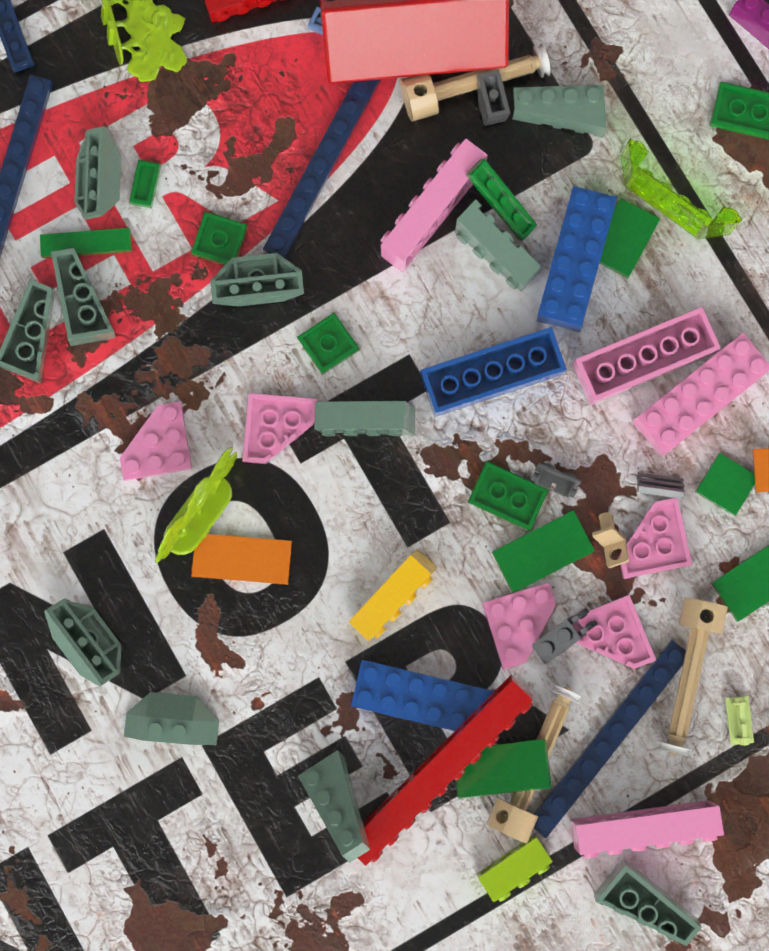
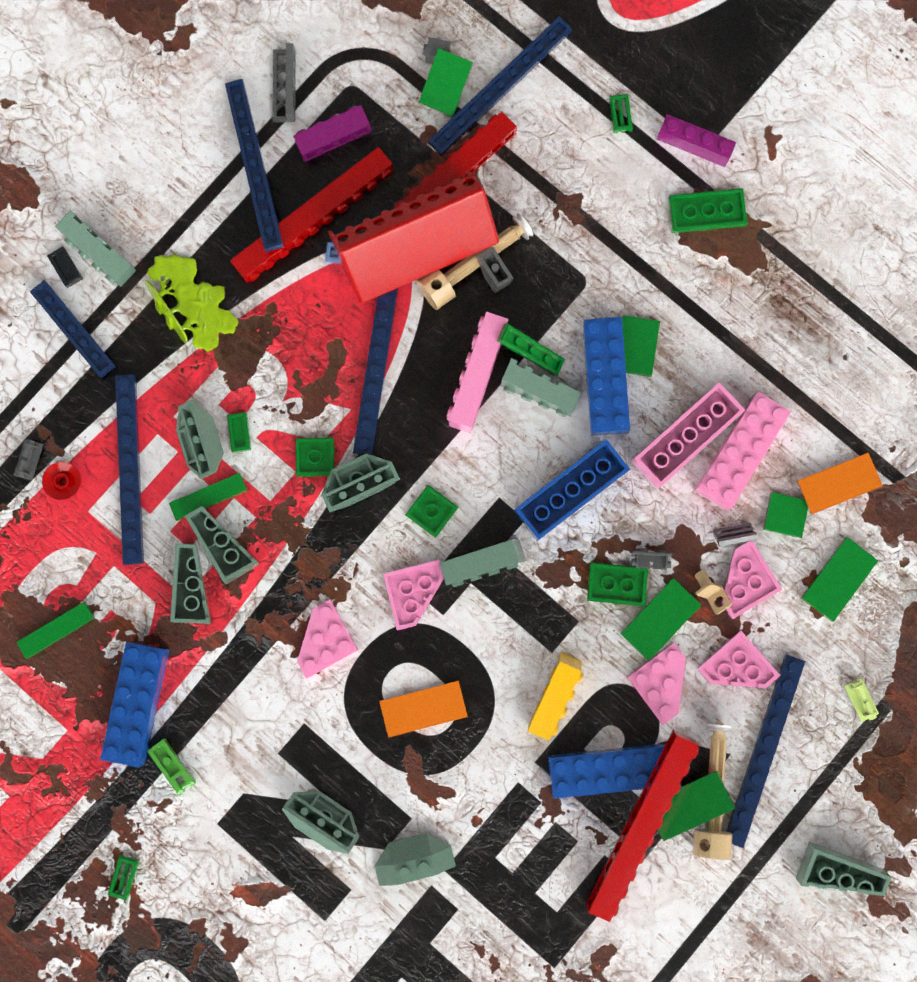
camera: 20 degrees left, 0 degrees up
(199, 510) = (376, 684): lime plant -> none
(335, 801) = (566, 877): sand green wedge -> none
(514, 869) = (727, 882): lime brick -> none
(562, 637) = (701, 684): hinge -> none
(566, 107) = (554, 257): sand green wedge -> none
(646, 827) = (820, 812): bright pink brick -> none
(670, 204) = (663, 307): clear neon green slope -> none
(692, 667) = (814, 631): tan piece -> none

